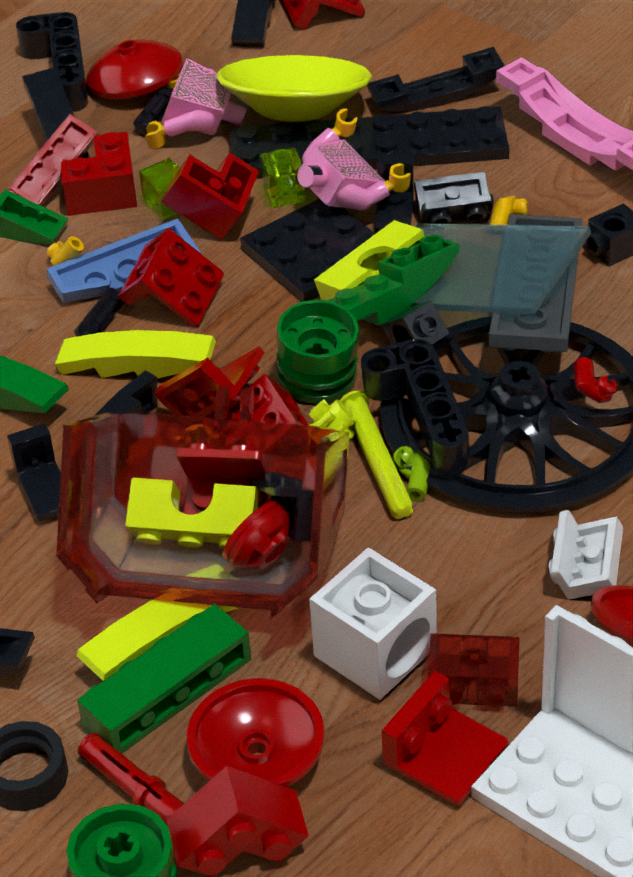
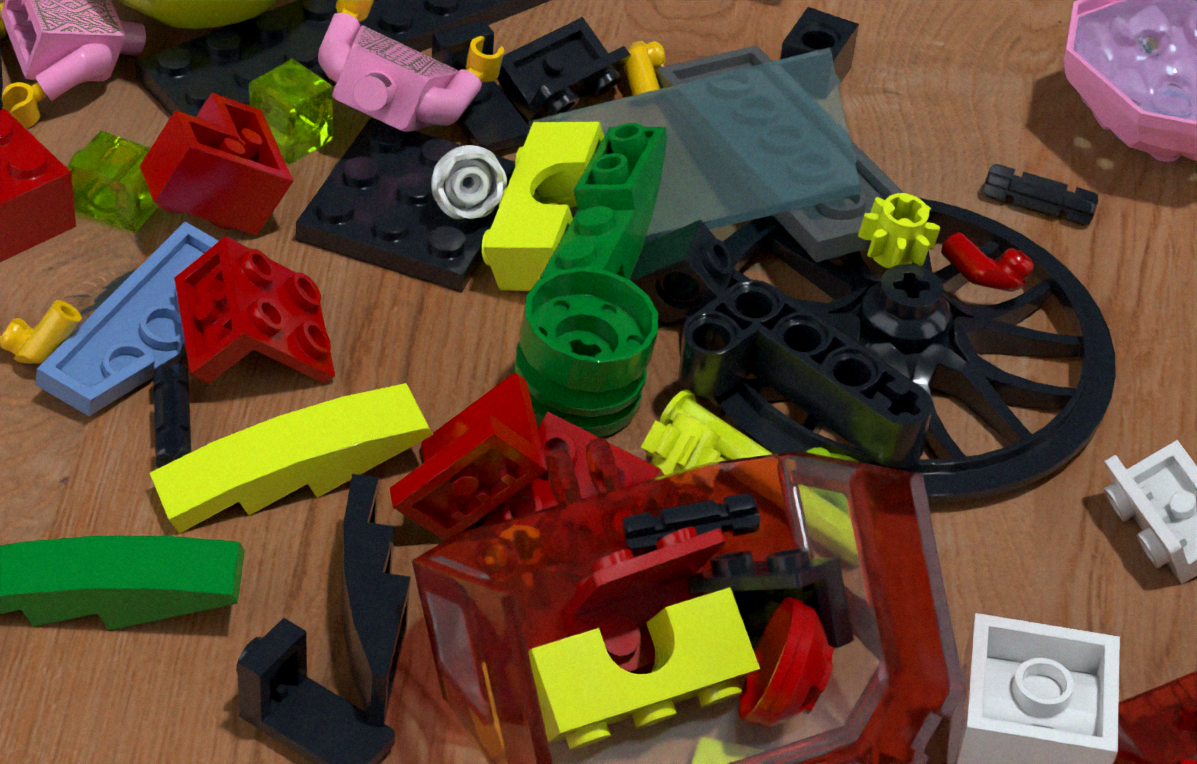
camera: 40 degrees left, 0 degrees up
(280, 451) = (737, 515): none -> black axle
(321, 246) = (483, 192): none -> white plate
(536, 341) = (899, 230): none -> neon yellow gear

